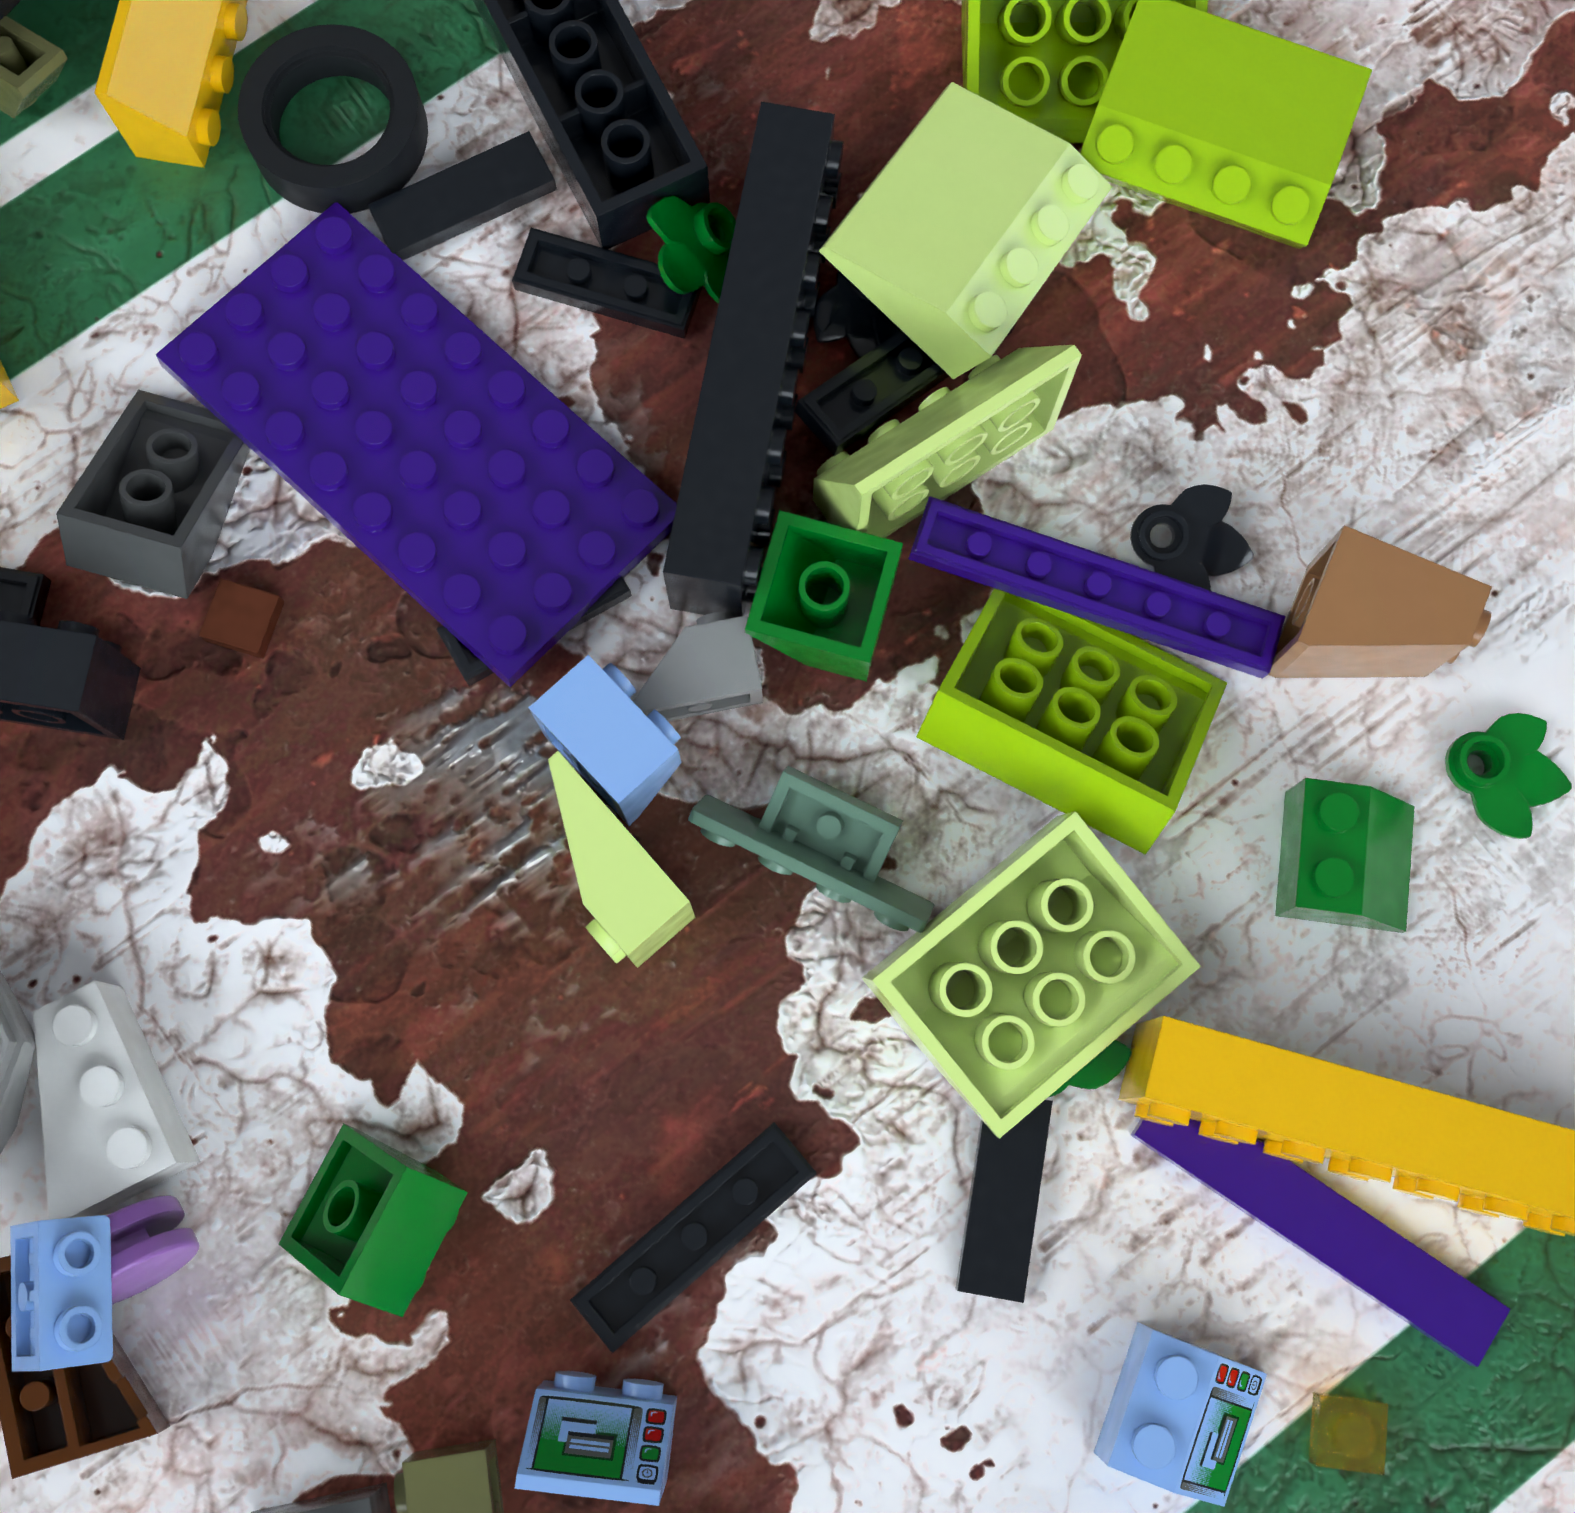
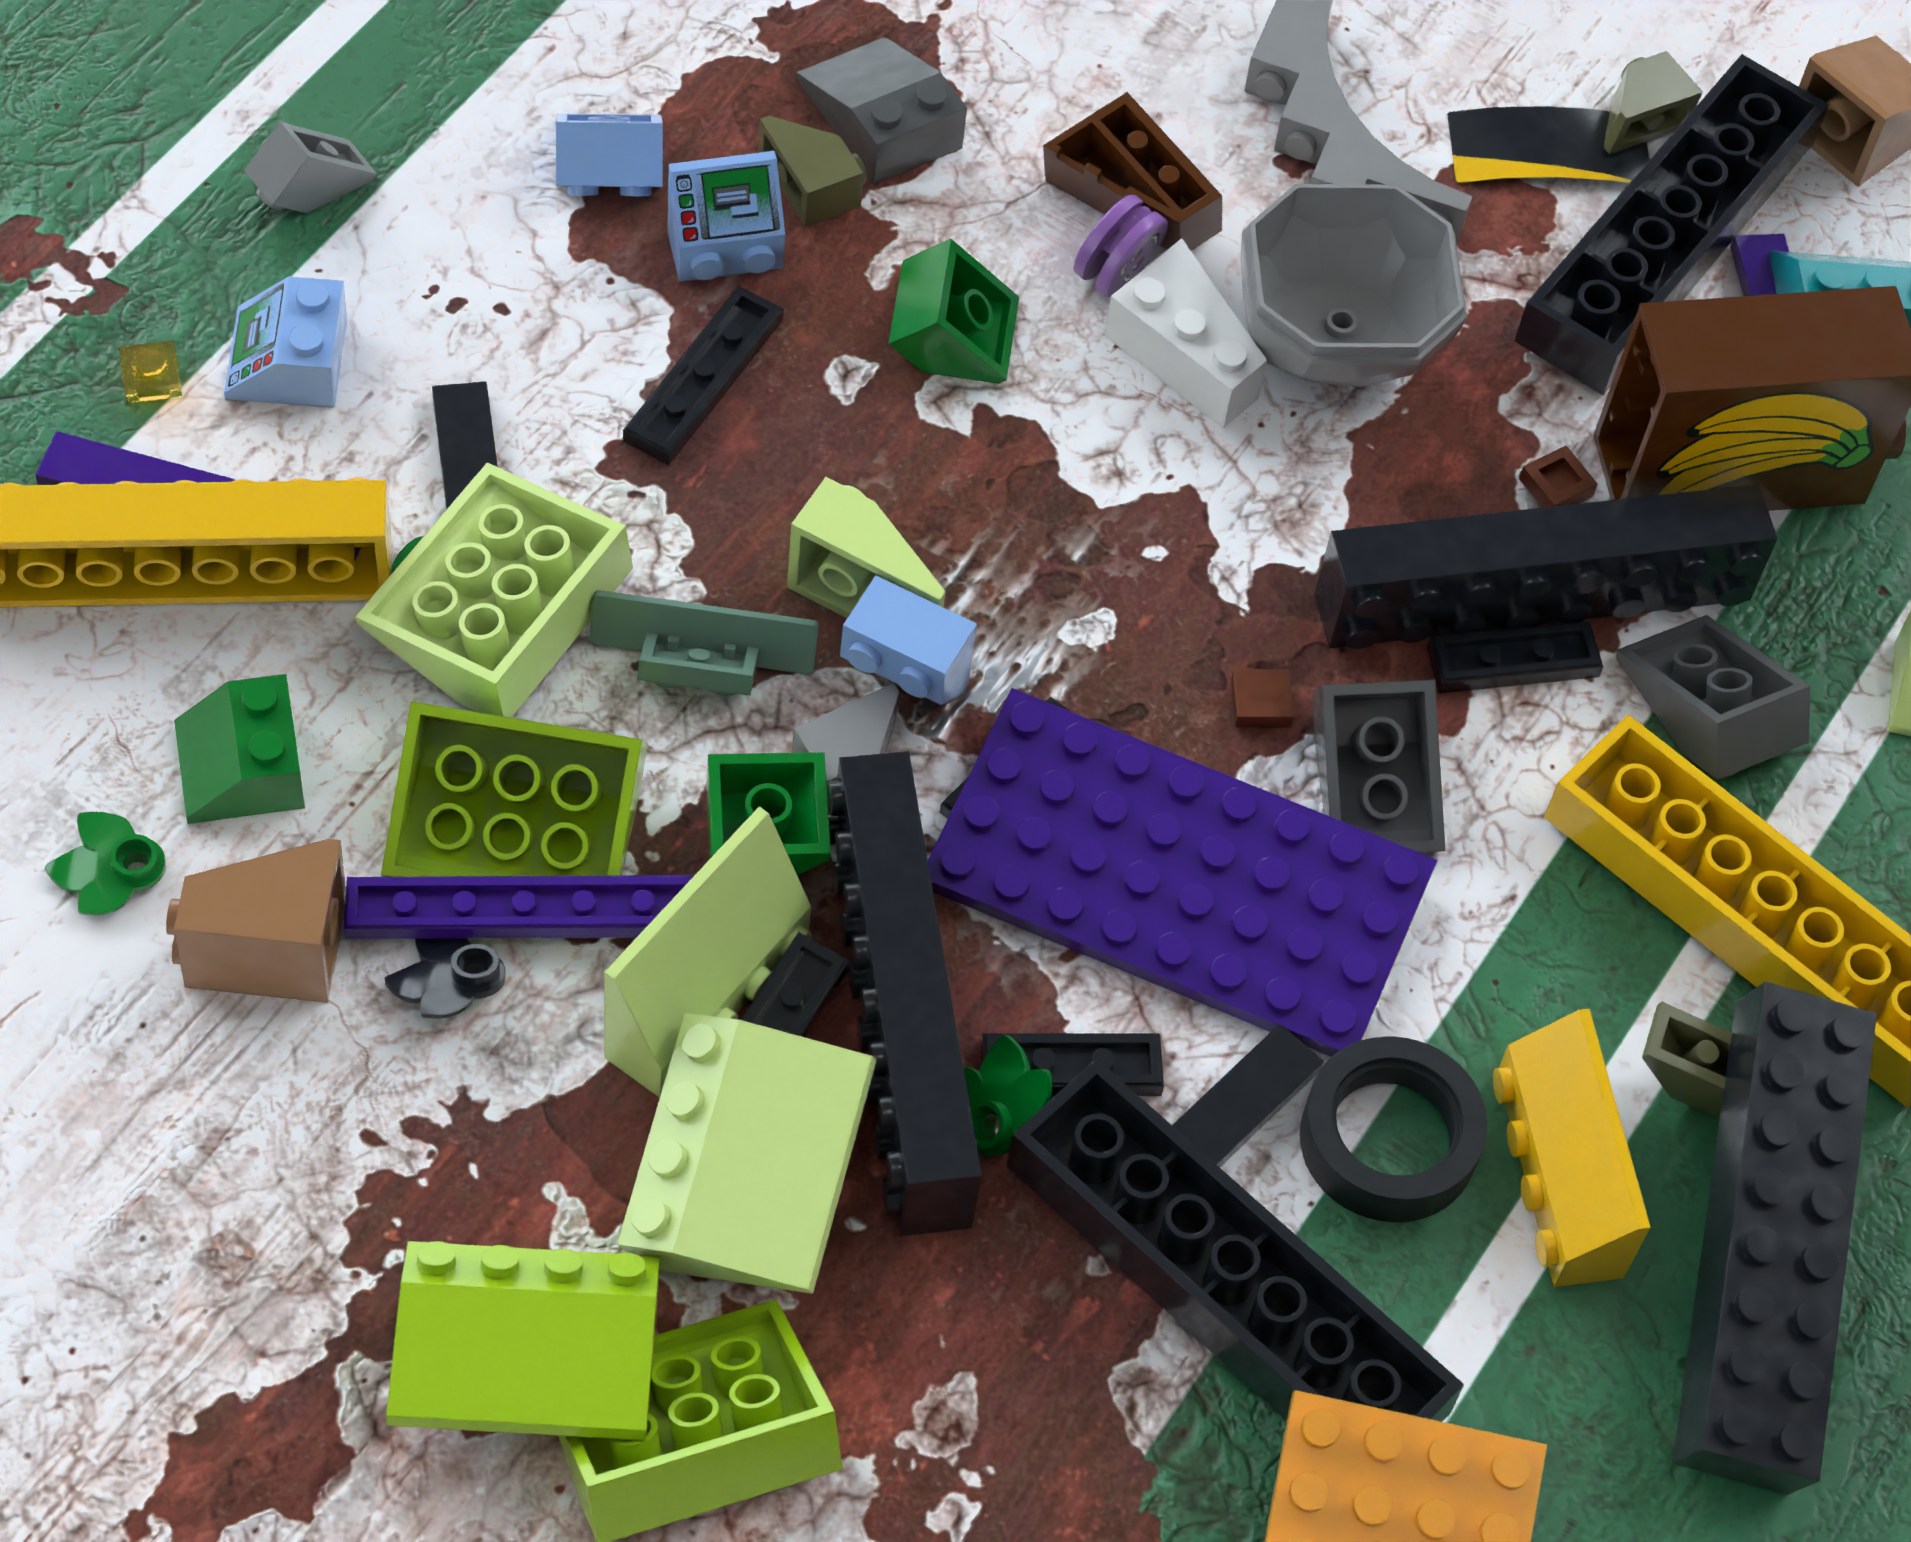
camera: 155 degrees right, 20 degrees down
(61, 1293) = (1144, 183): light blue bracket -> none

